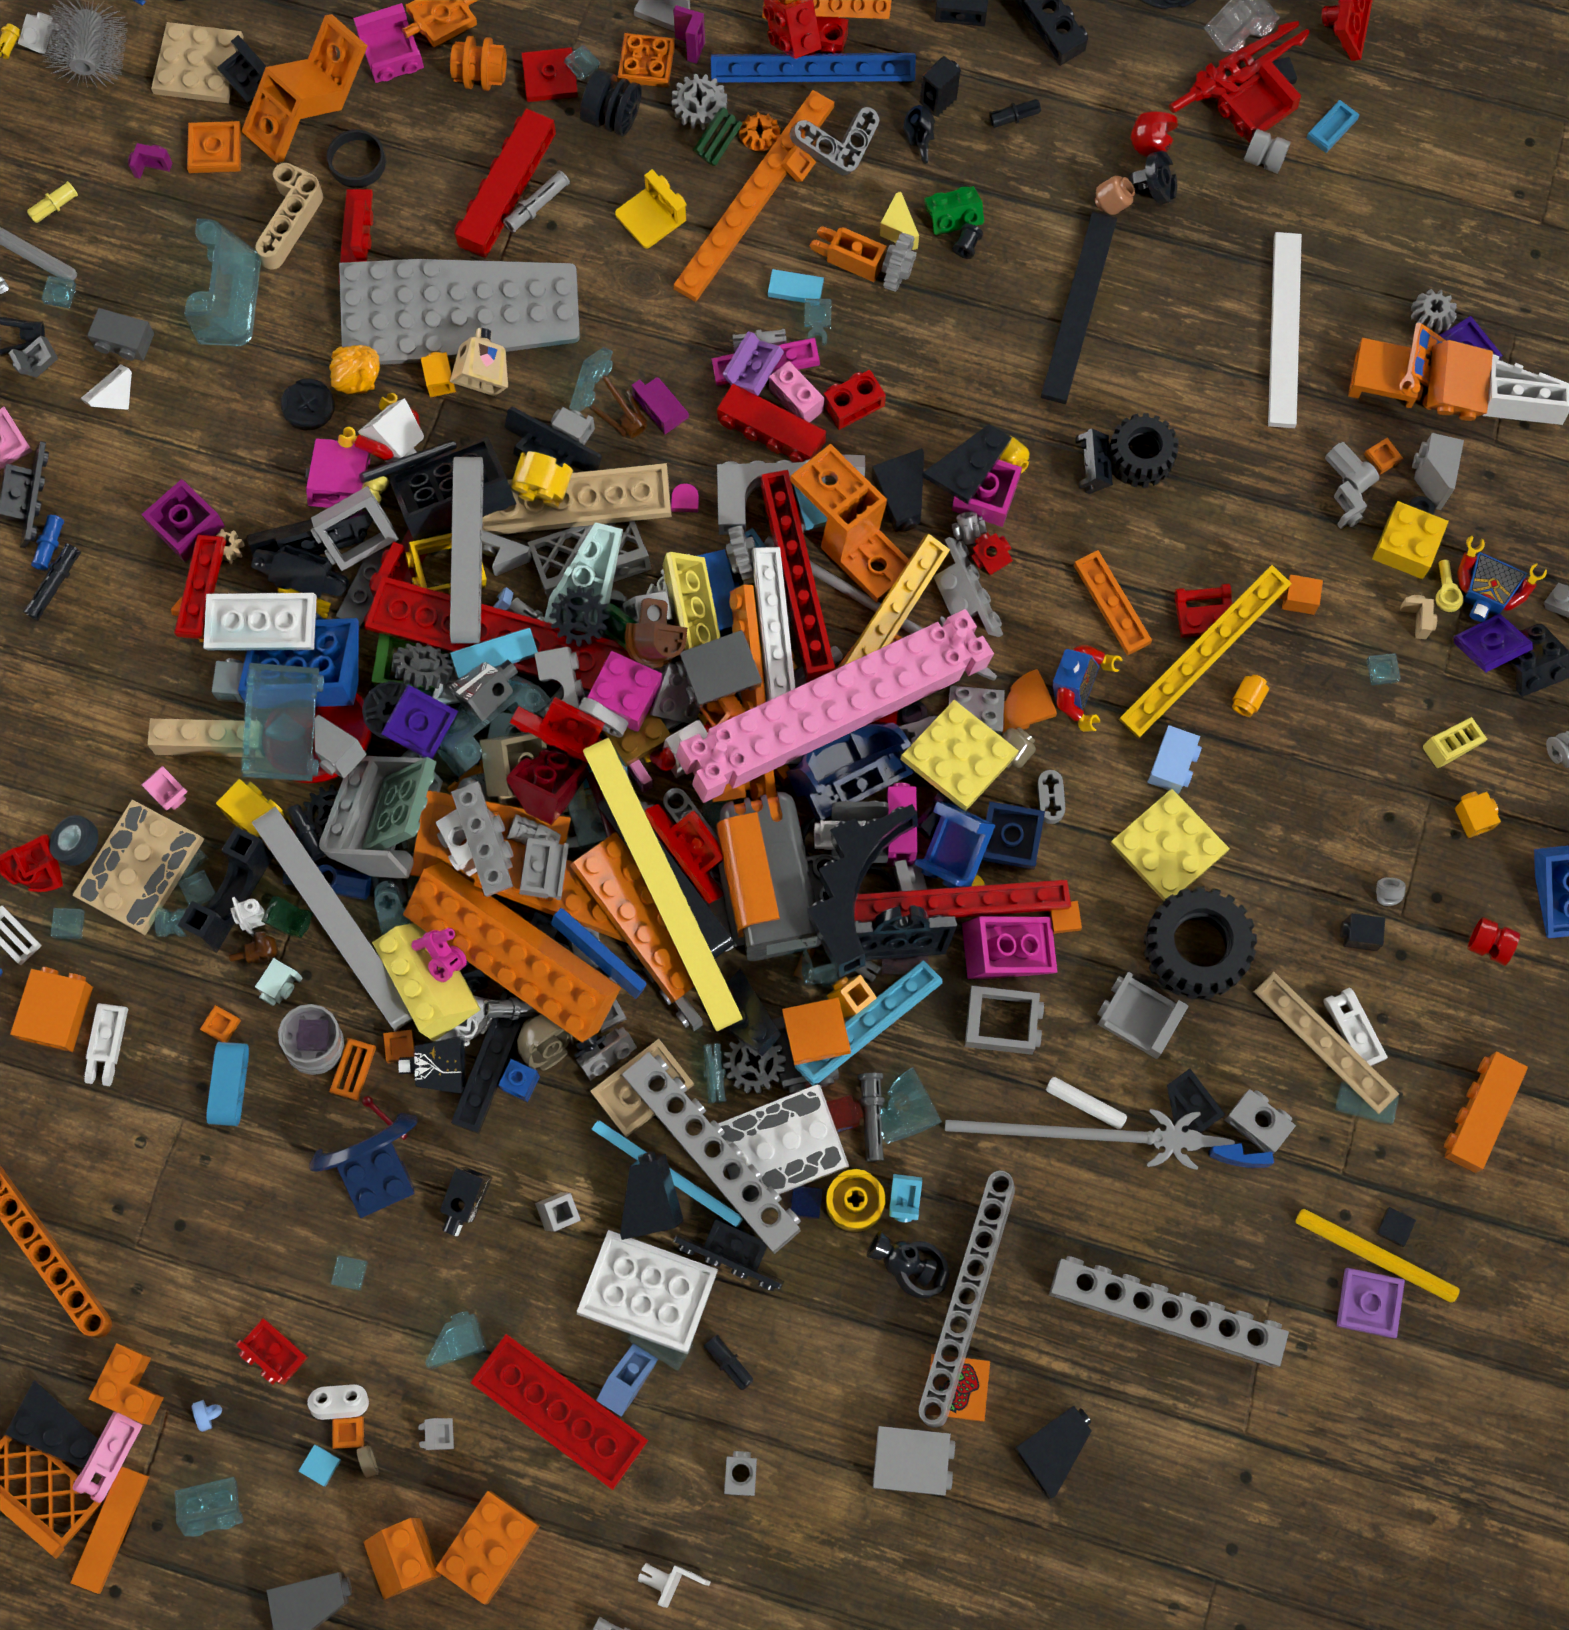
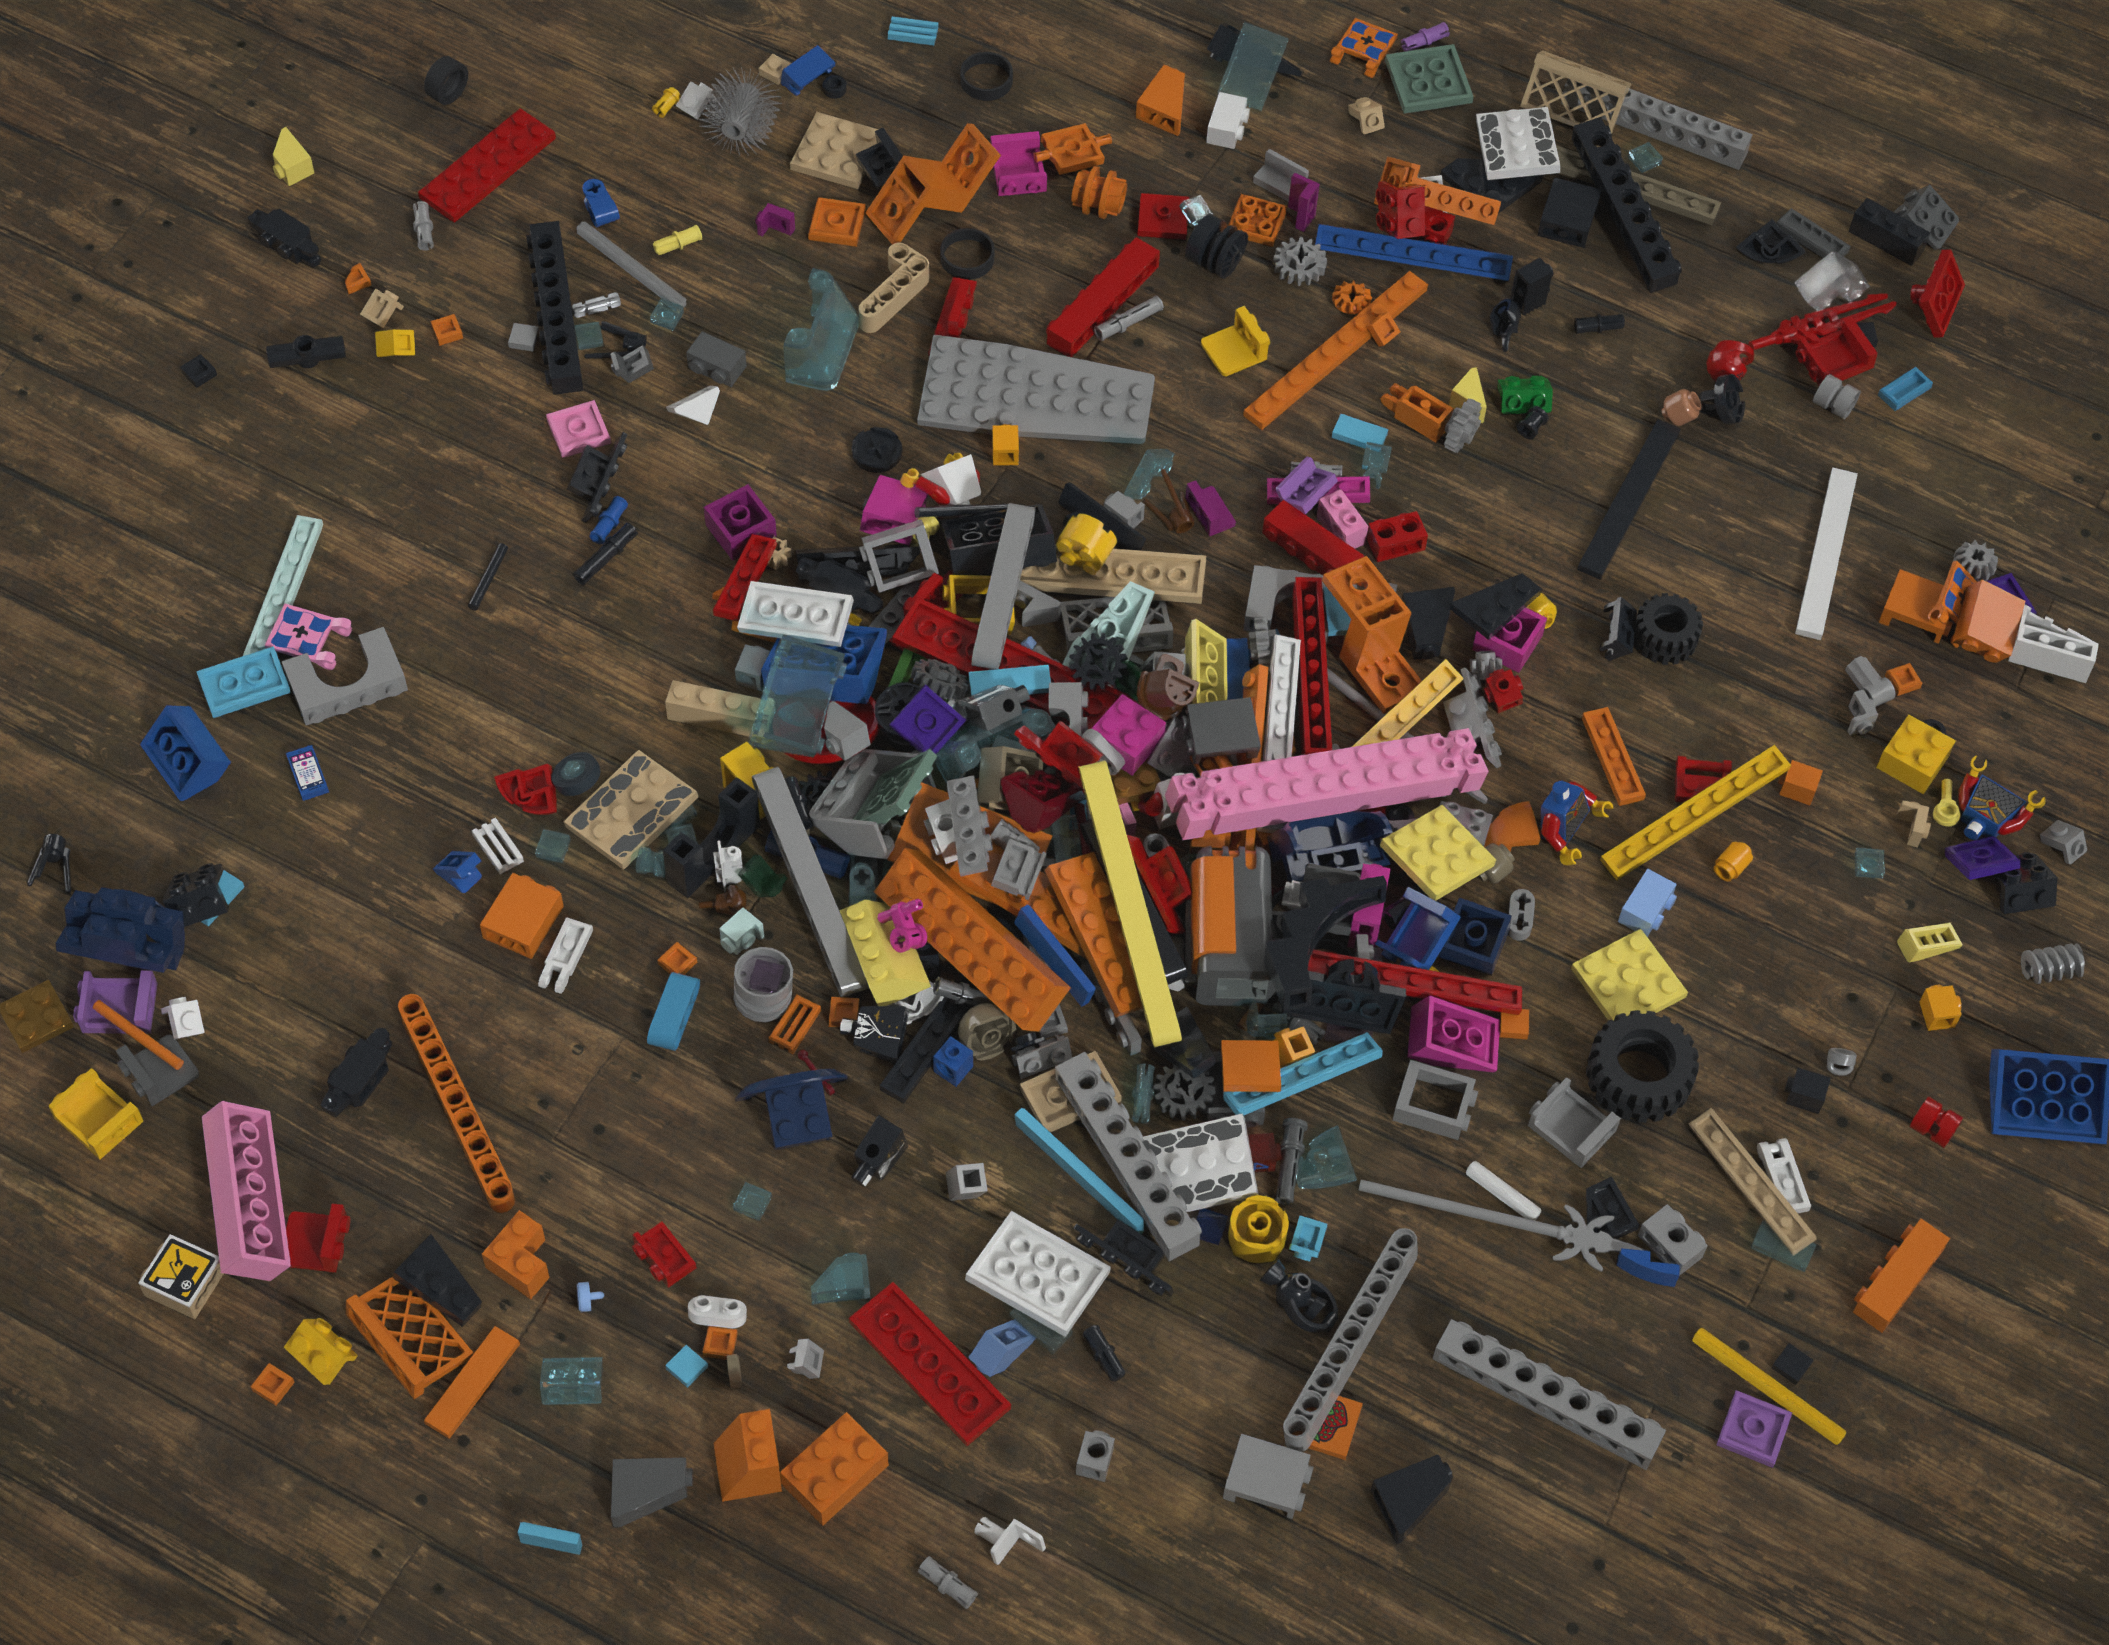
camera: 10 degrees right, 15 degrees down
(107, 1456) = (486, 1312): bright pink plate -> none
(165, 789) = (671, 747): bright pink bracket -> none
(354, 369) = (928, 425): light orange hair -> none
(481, 364) = (1048, 442): tan torso -> none
(650, 1198) = (1059, 1184): black slope -> none
(685, 499) = (1217, 593): dark pink tile -> none
(730, 119) = (1325, 280): dark green tile -> none
(838, 149) = (1423, 324): dark grey beam -> none
(1438, 467) = (1953, 691): light grey slope -> none

